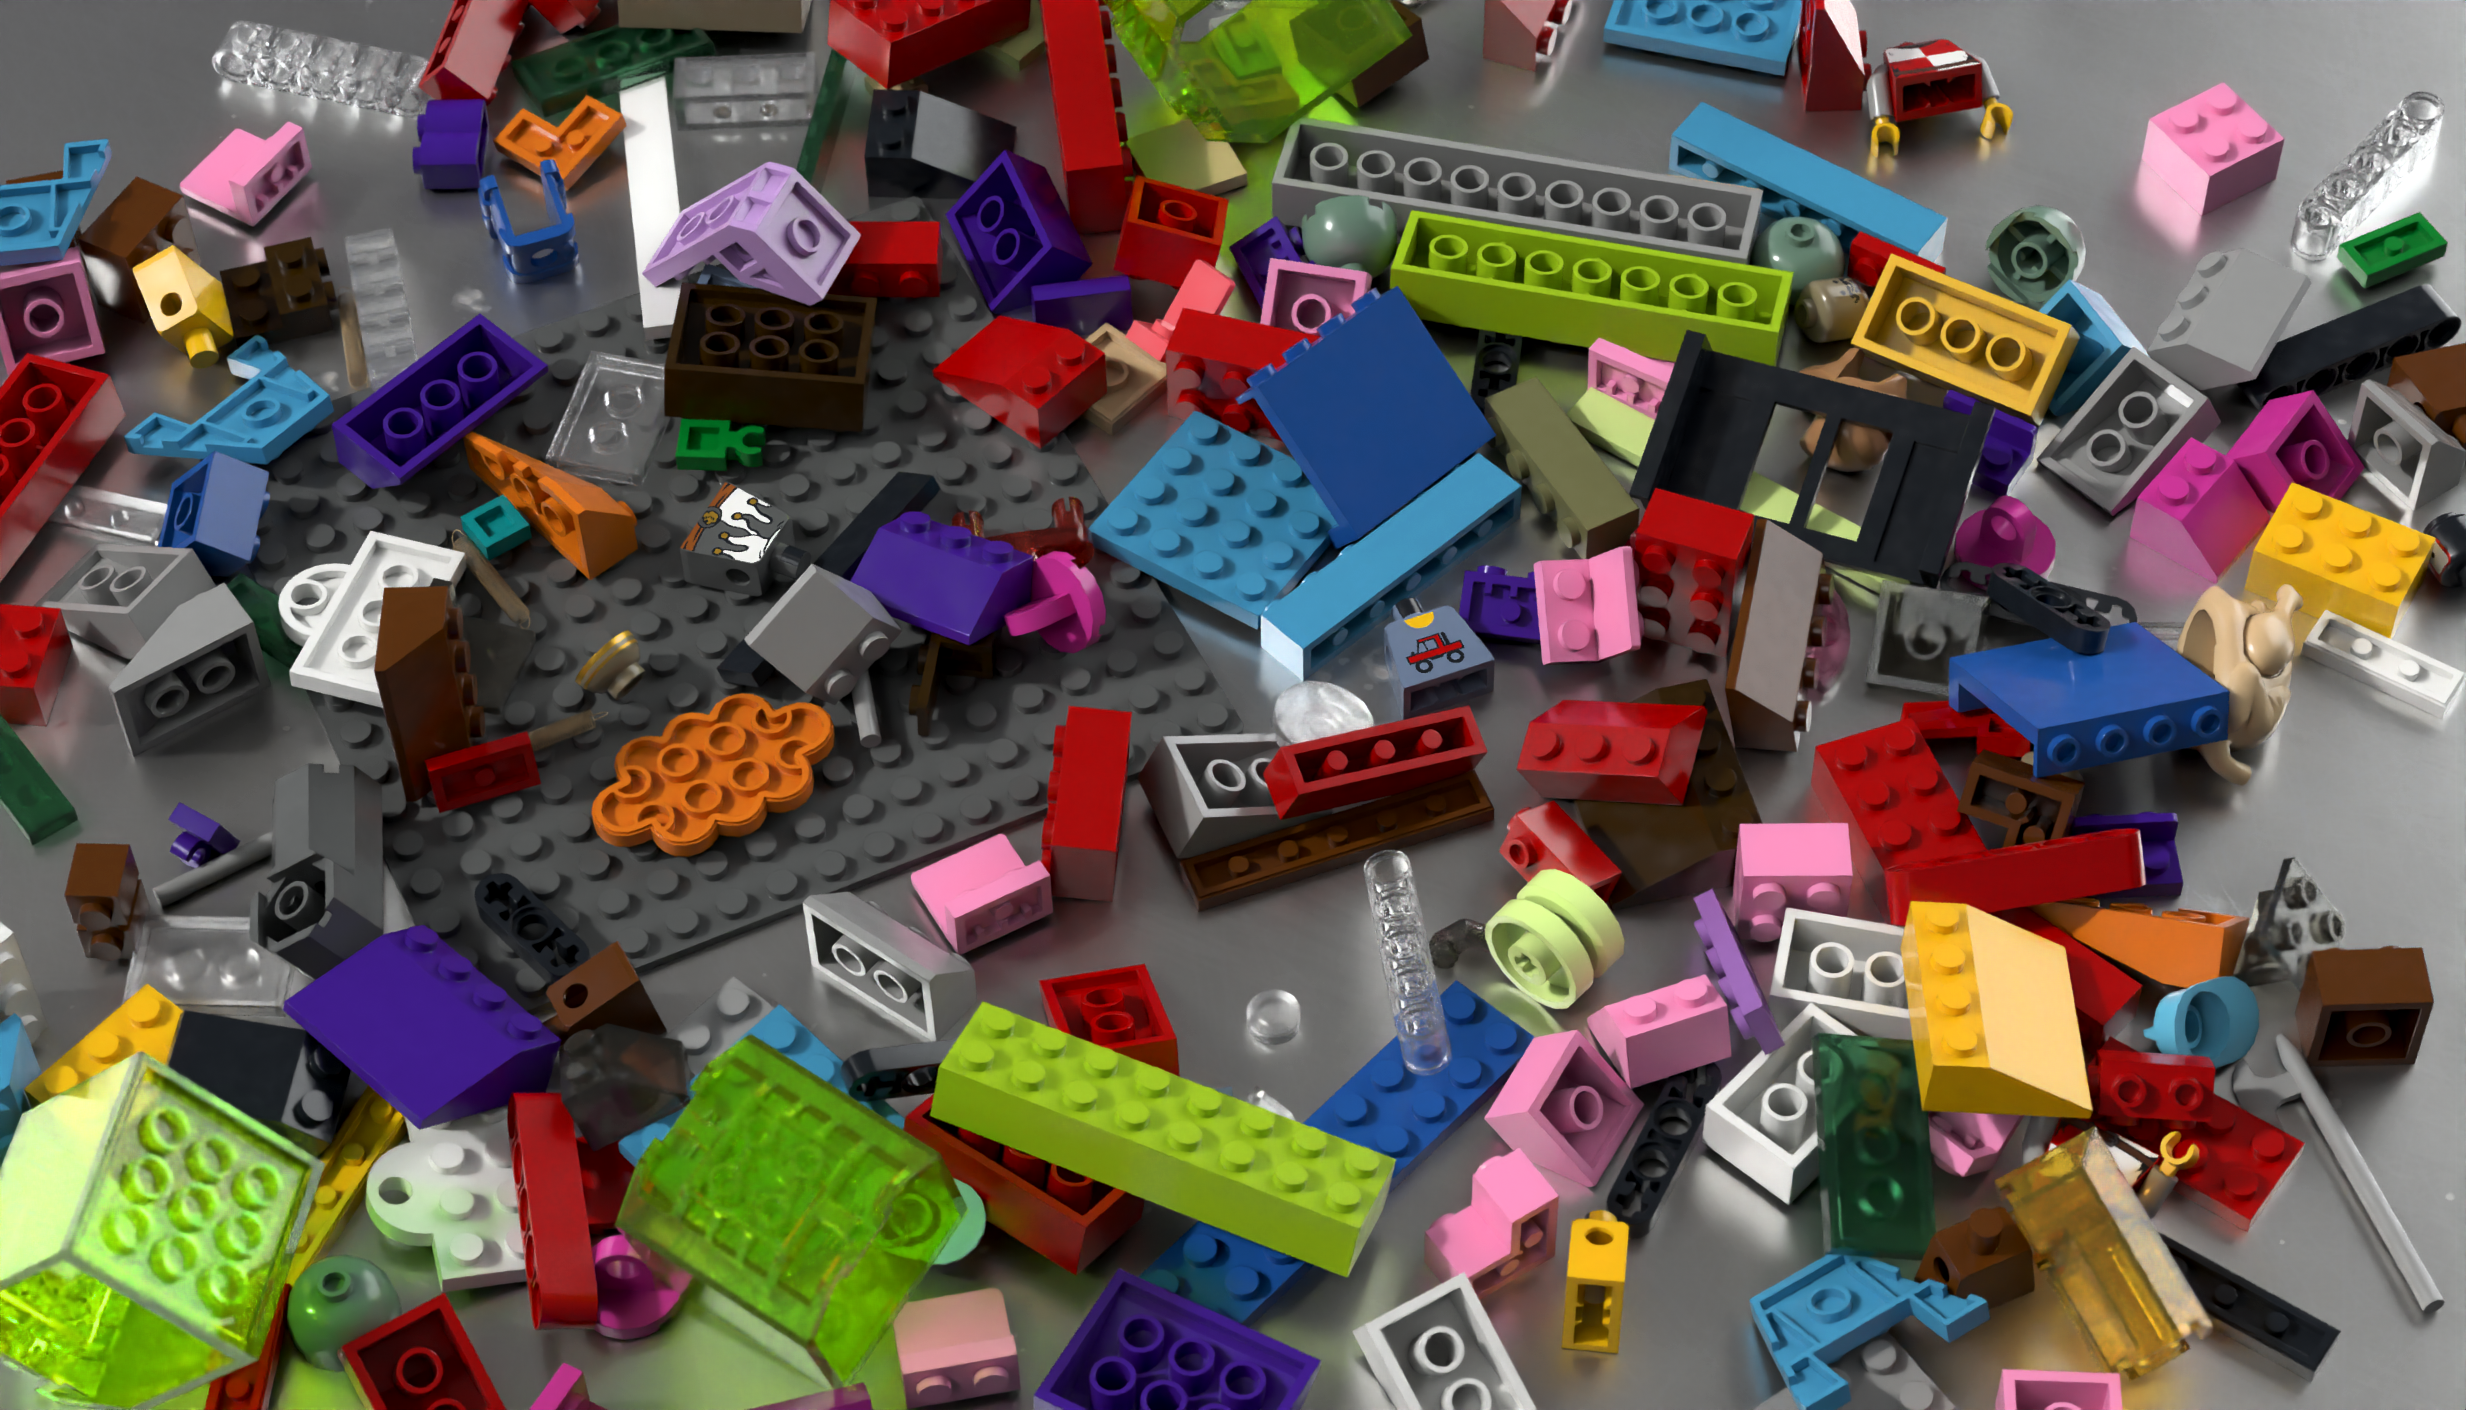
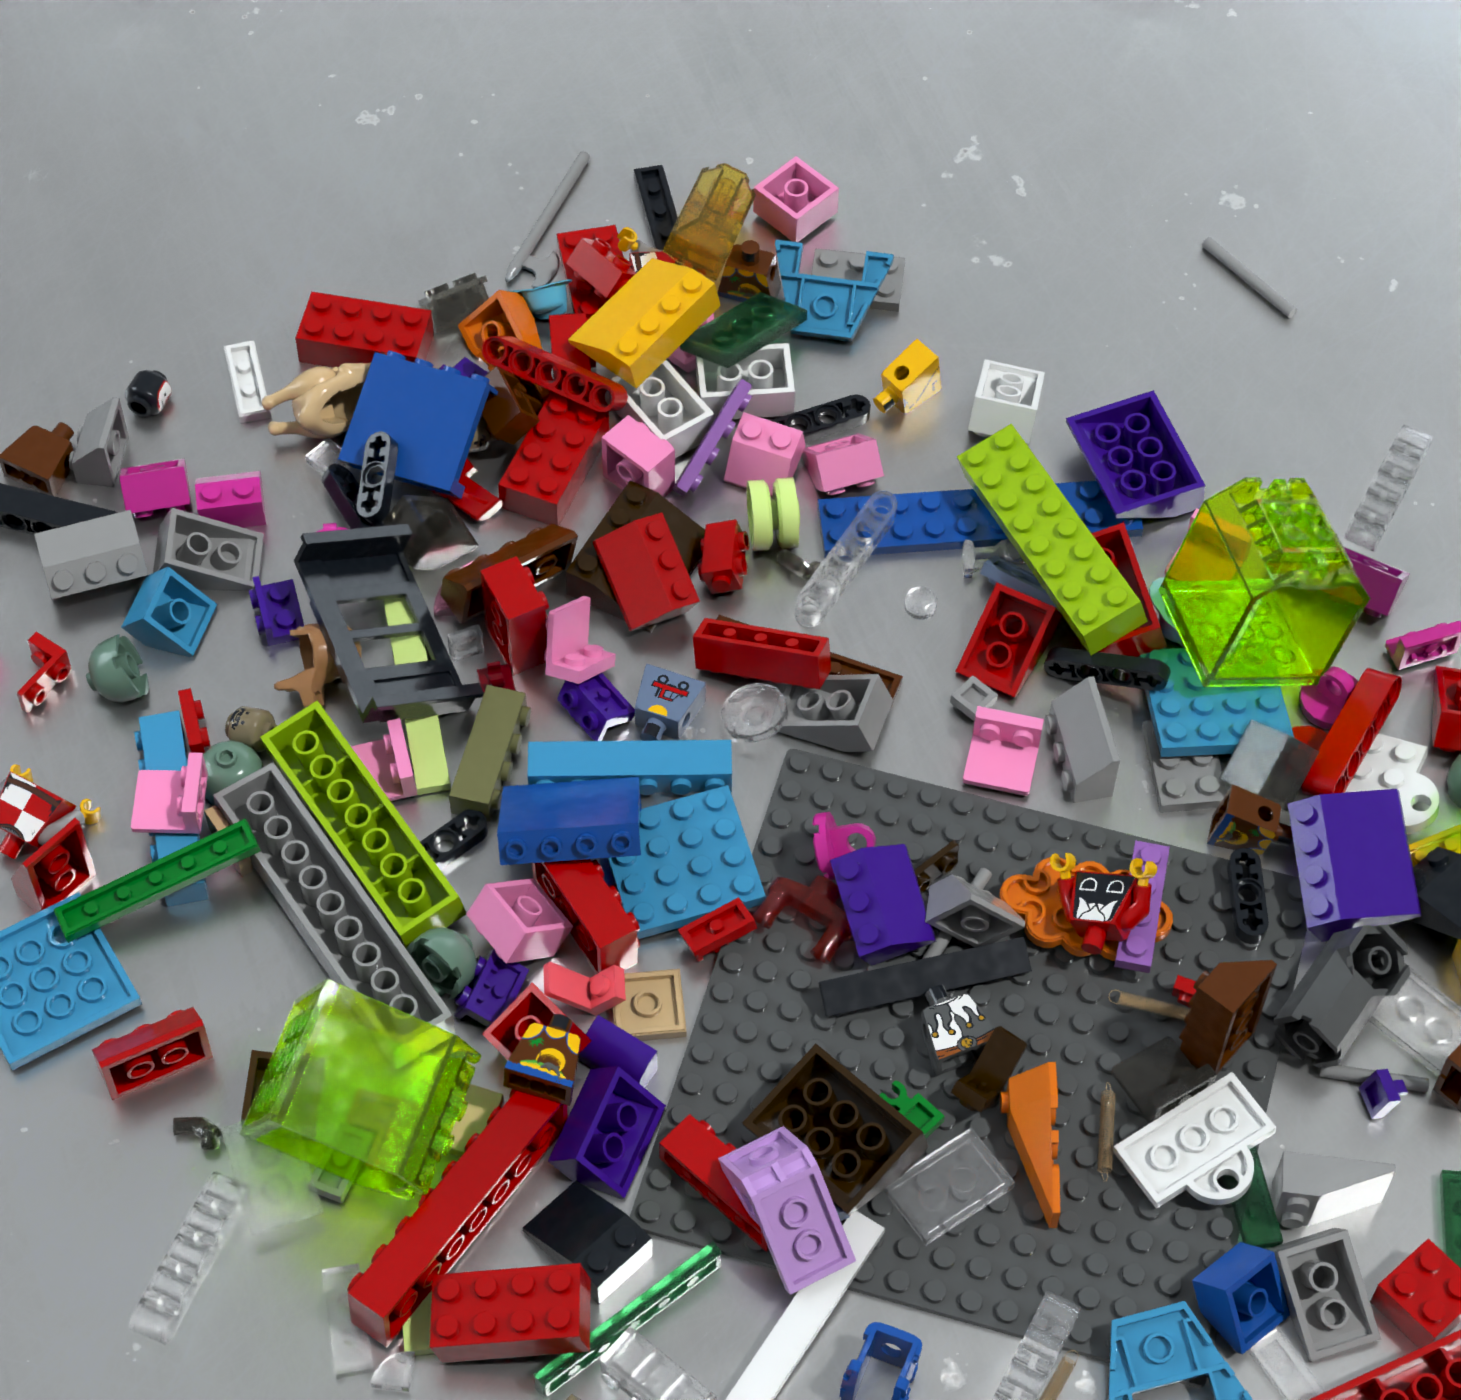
camera: 140 degrees left, 5 degrees up
(434, 403) = (1056, 1247): dark purple slope -> none
(496, 527) = (1080, 1156): teal plate -> none
(613, 667) = (1090, 1009): dark tan piece -> none
(642, 801) = (1137, 950): none -> medium lavender plate
(662, 508) = (991, 1071): none -> dark brown bracket
(683, 736) = (1104, 903): none -> torso
(1027, 376) = (703, 1022): red slope -> none
(1083, 935) = (973, 694): none -> light grey plate
(1086, 803) = (920, 732): red brick -> none
(1105, 465) = (717, 928): none -> red plate
(1107, 159) = (545, 1061): none -> torso
(1501, 1232) = (931, 430): bright pink brick -> none
(1712, 98) = (156, 880): none -> green tile
(1793, 156) = (171, 799): none -> bright pink bracket
(1965, 339) = (224, 642): yellow brick -> none
(2120, 227) = (53, 670): none -> red bracket
(2326, 799) = (353, 329): none -> red brick
(2340, 560) = (208, 423): yellow brick -> none
(2364, 1006) = (473, 242): reddish brown brick -> none

